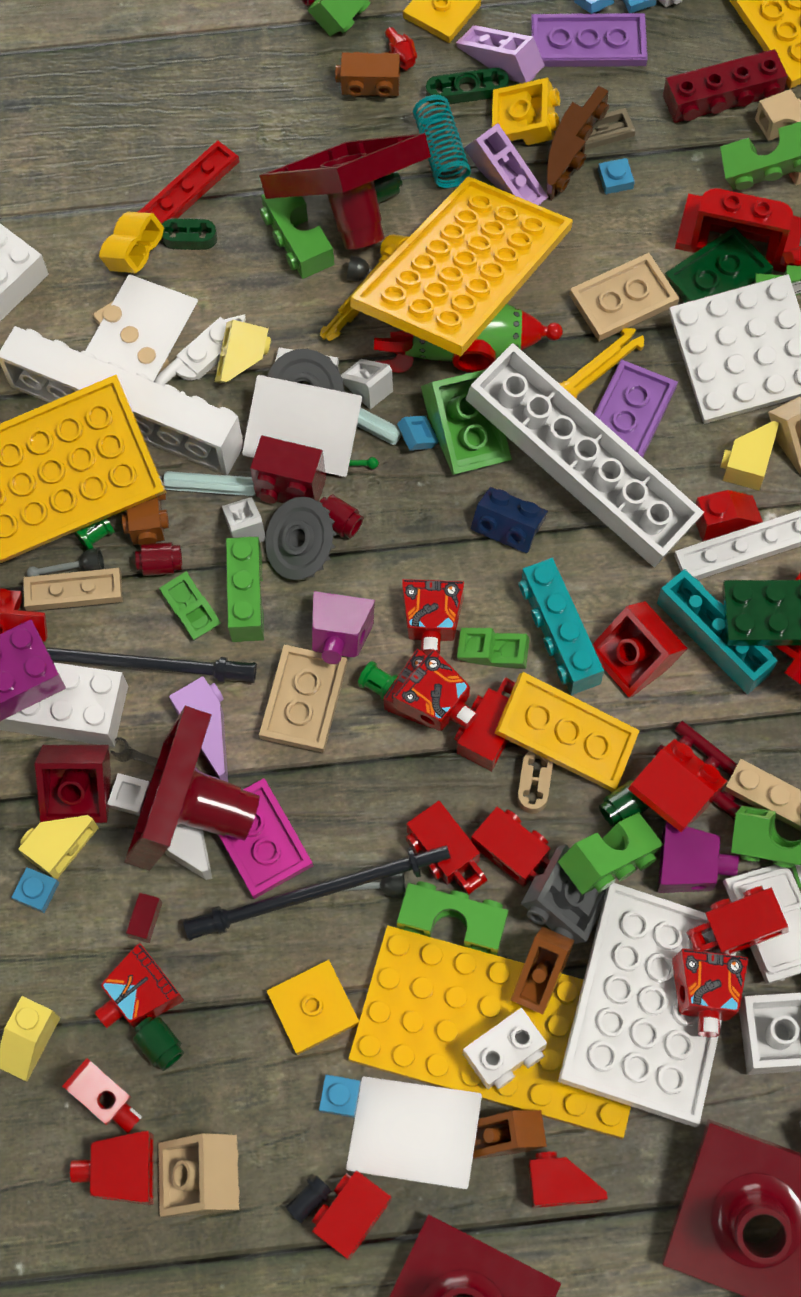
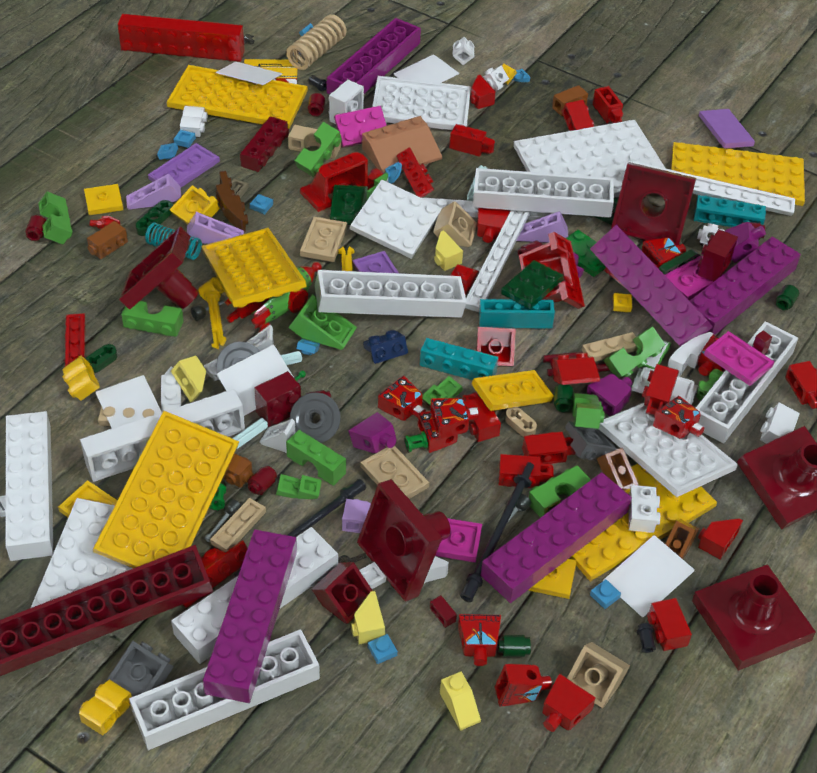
camera: 55 degrees left, 20 degrees down
(358, 972) = (555, 537): none -> magenta brick

